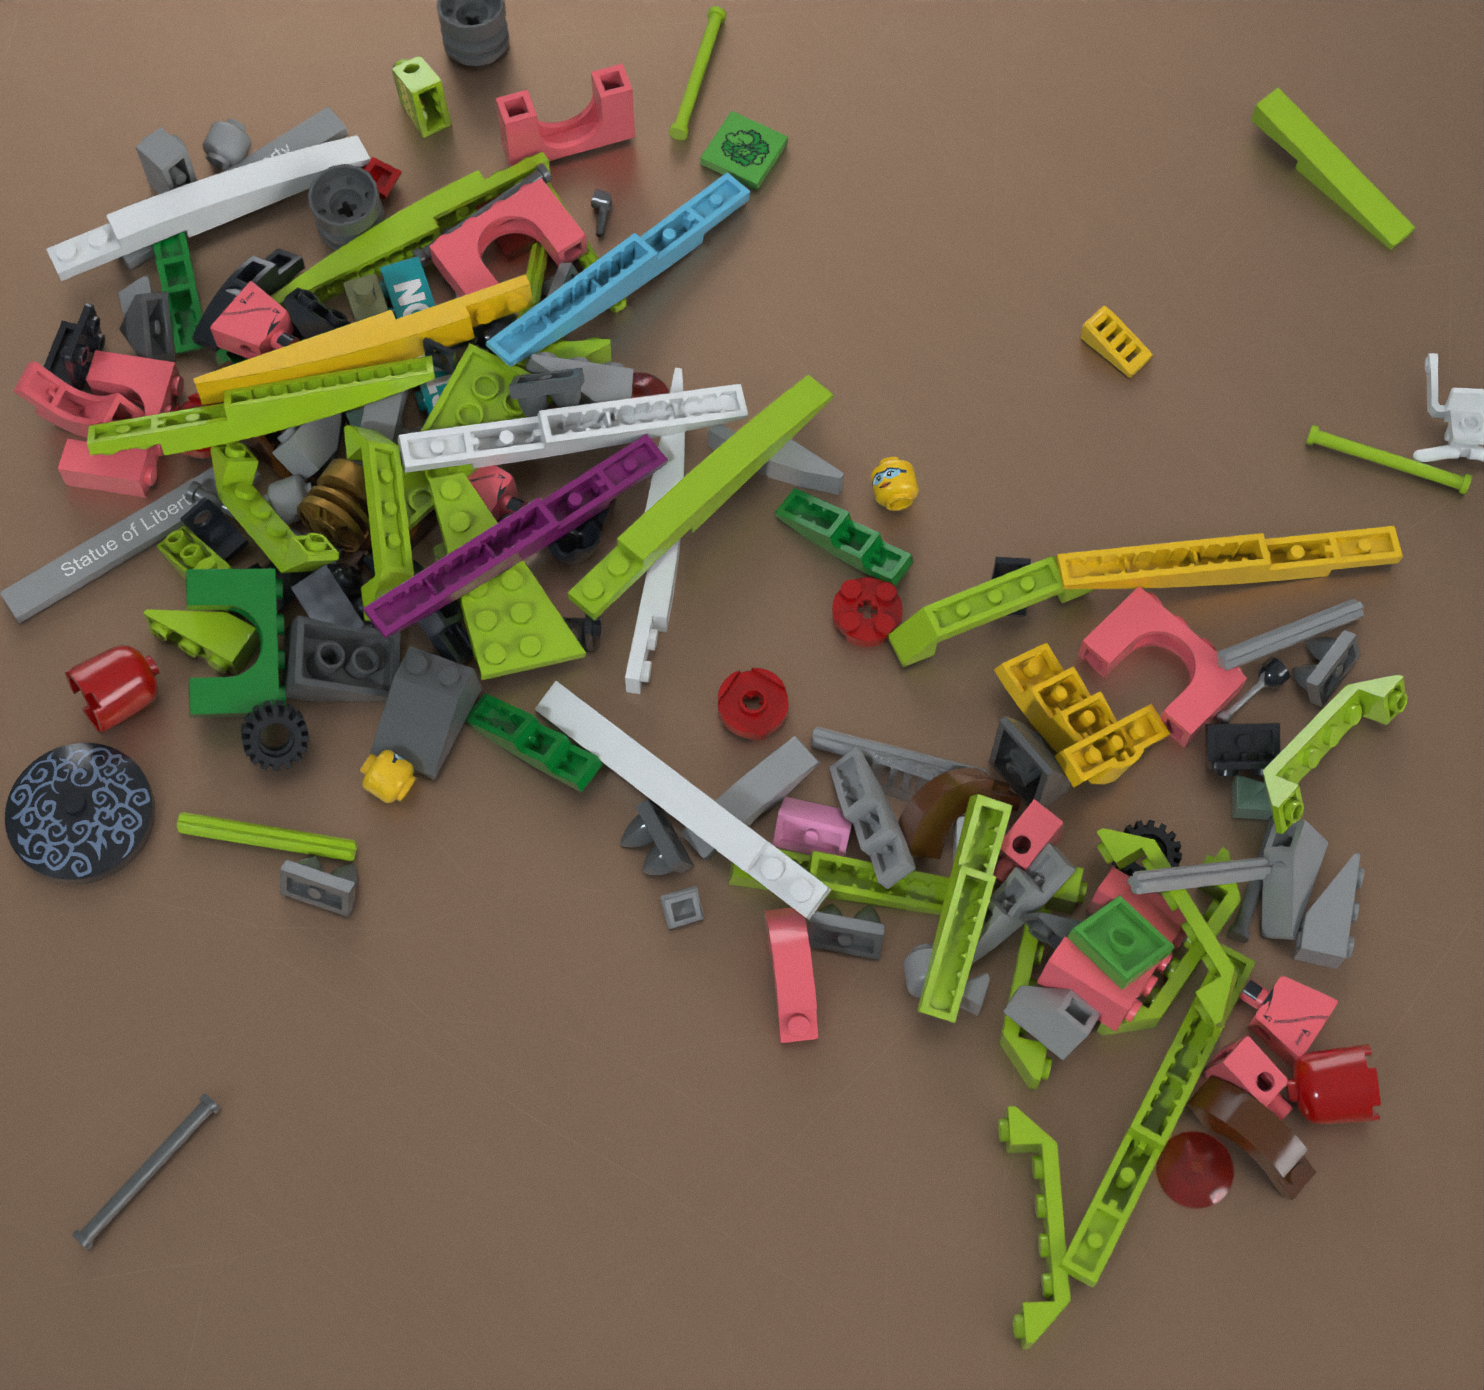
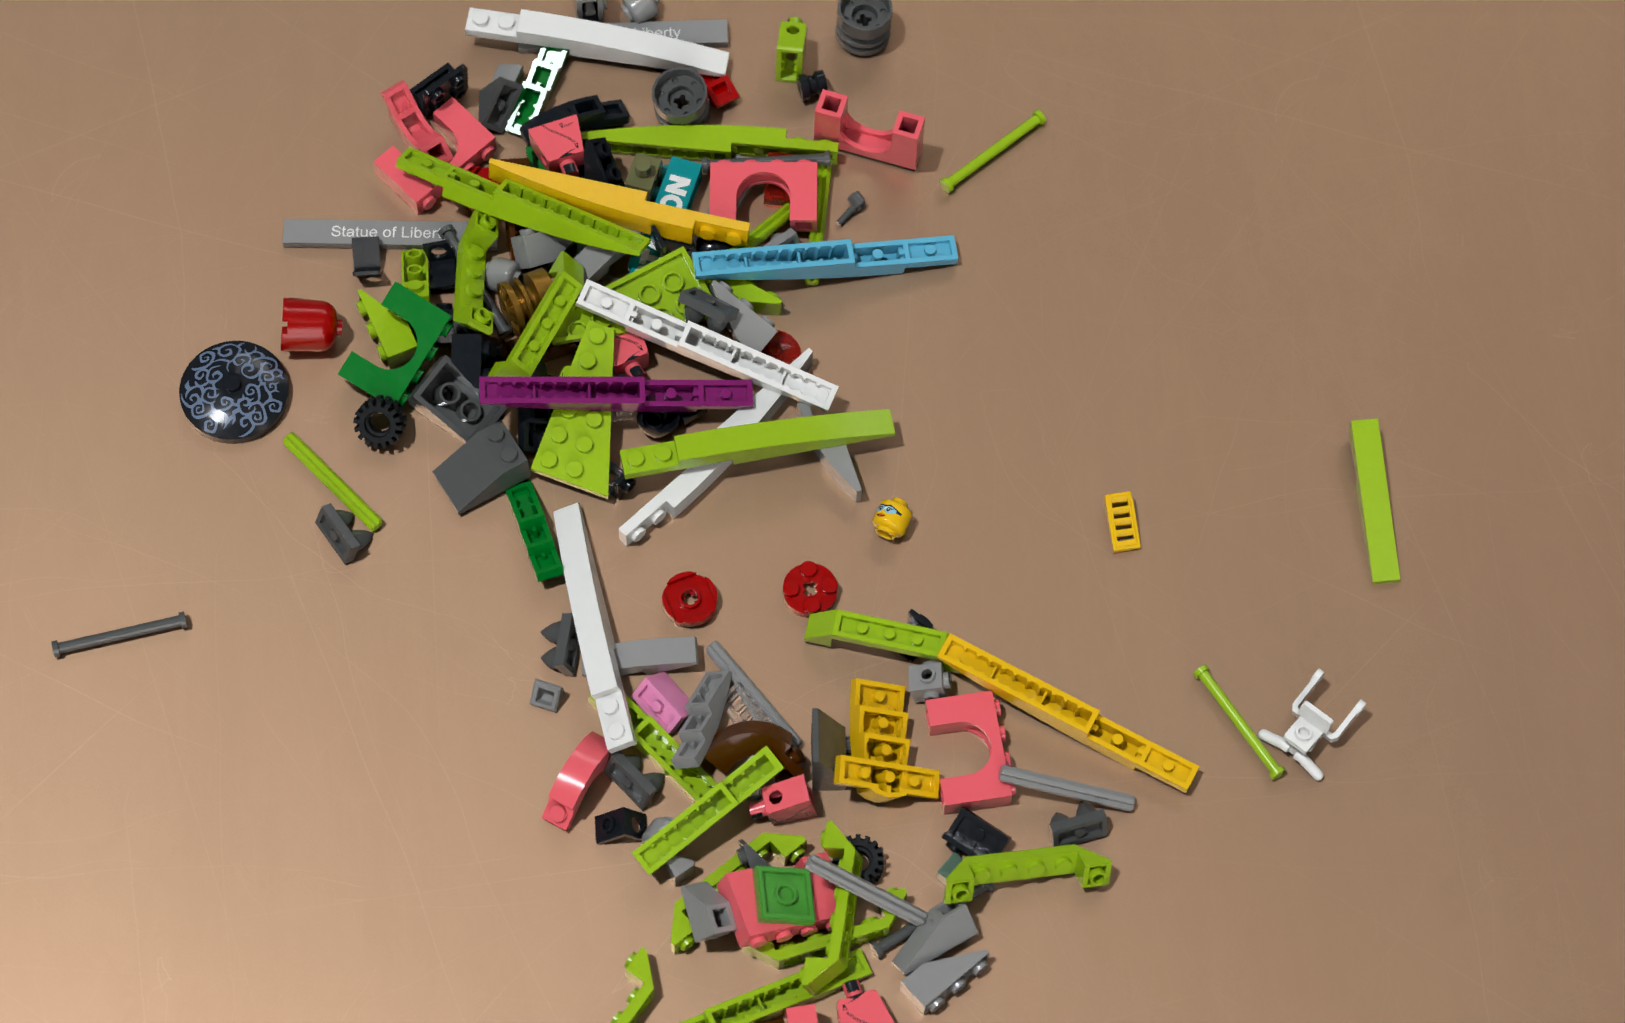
camera: 35 degrees right, 0 degrees up
(122, 572) = (366, 256): none -> black bracket
(387, 776) = (430, 493): yellow head -> none
(467, 116) = (811, 85): none -> black wheel
(744, 150) = (980, 226): bright green tile -> none
(845, 539) = (833, 532): green slope -> none
(870, 993) = (618, 825): none -> black bracket
(1022, 894) = (751, 827): light grey slope -> none
(1067, 620) = (928, 681): none -> light grey brick
(1271, 674) = (1035, 807): hinge -> none

